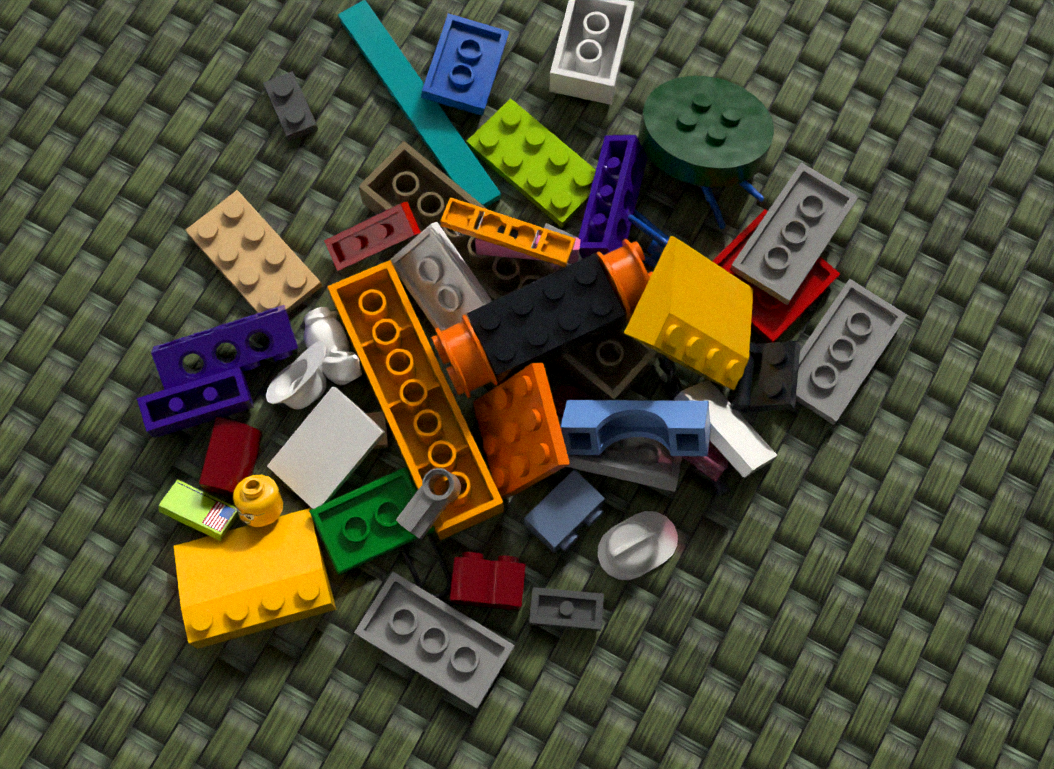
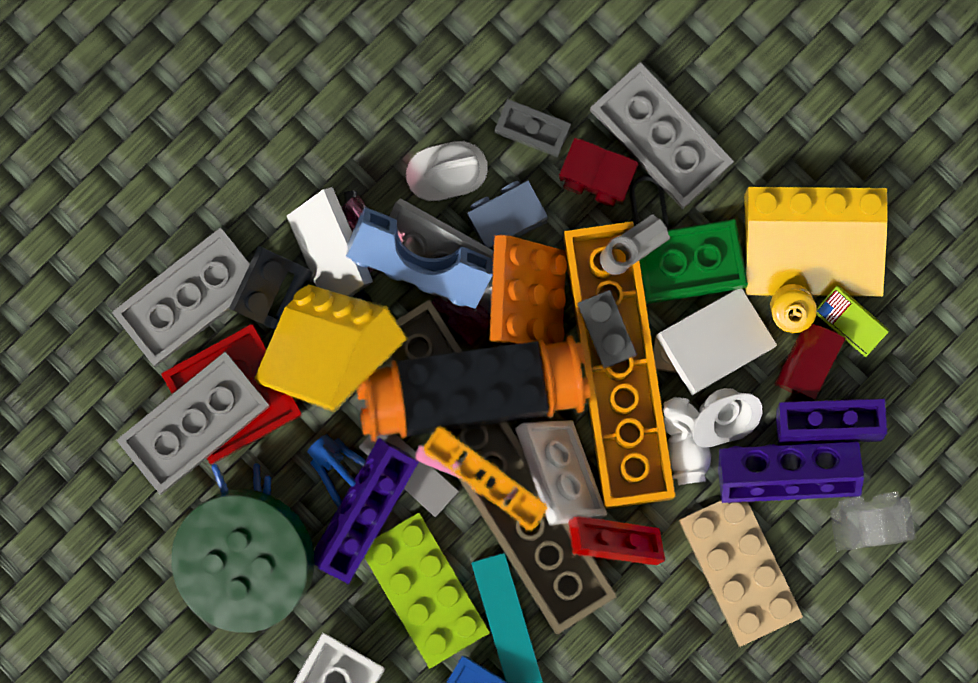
camera: 160 degrees left, 10 degrees up
(134, 318) = (872, 523): none -> clear brick
(434, 417) = (606, 329): none -> dark grey plate

